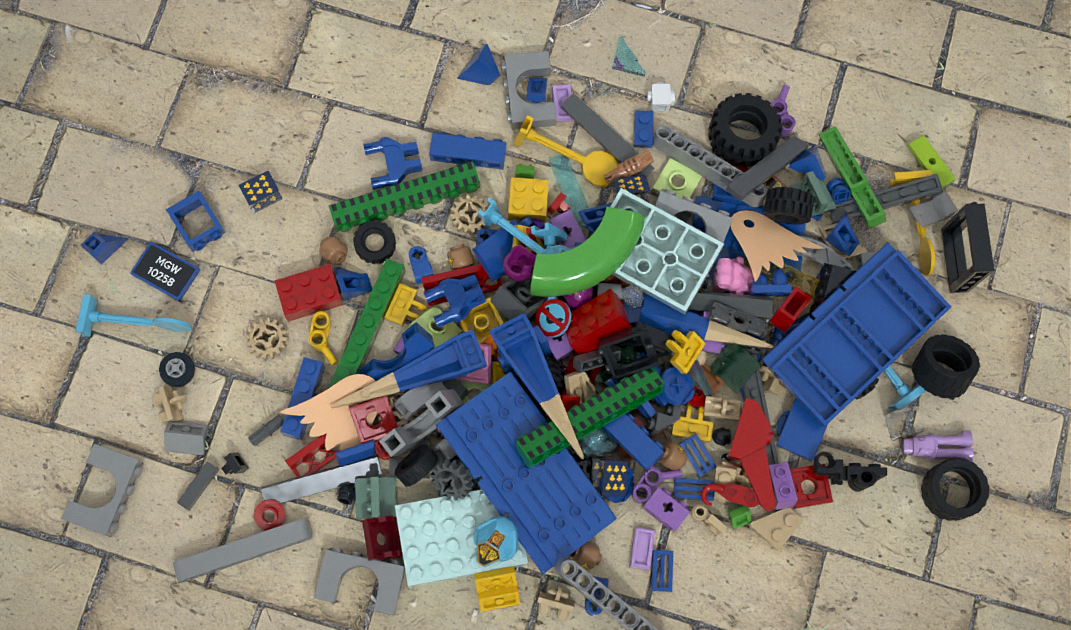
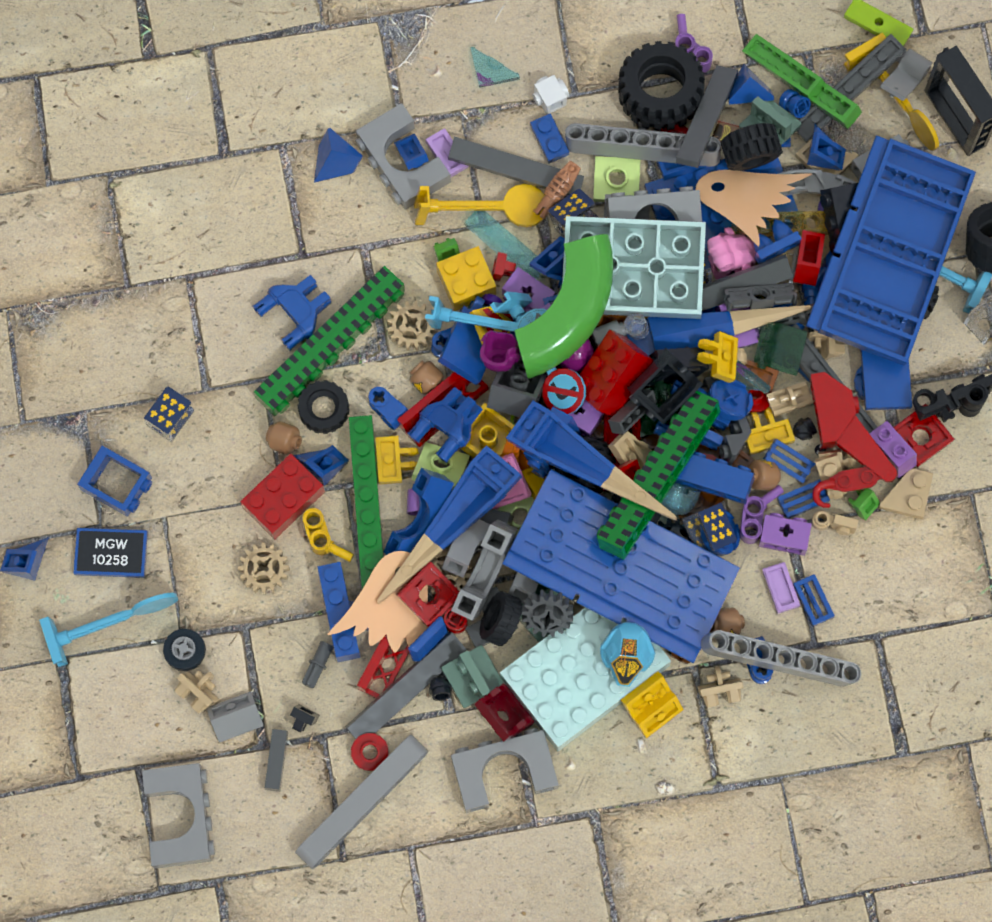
camera: 20 degrees left, 0 degrees up
(461, 150) = (369, 257): blue brick -> none

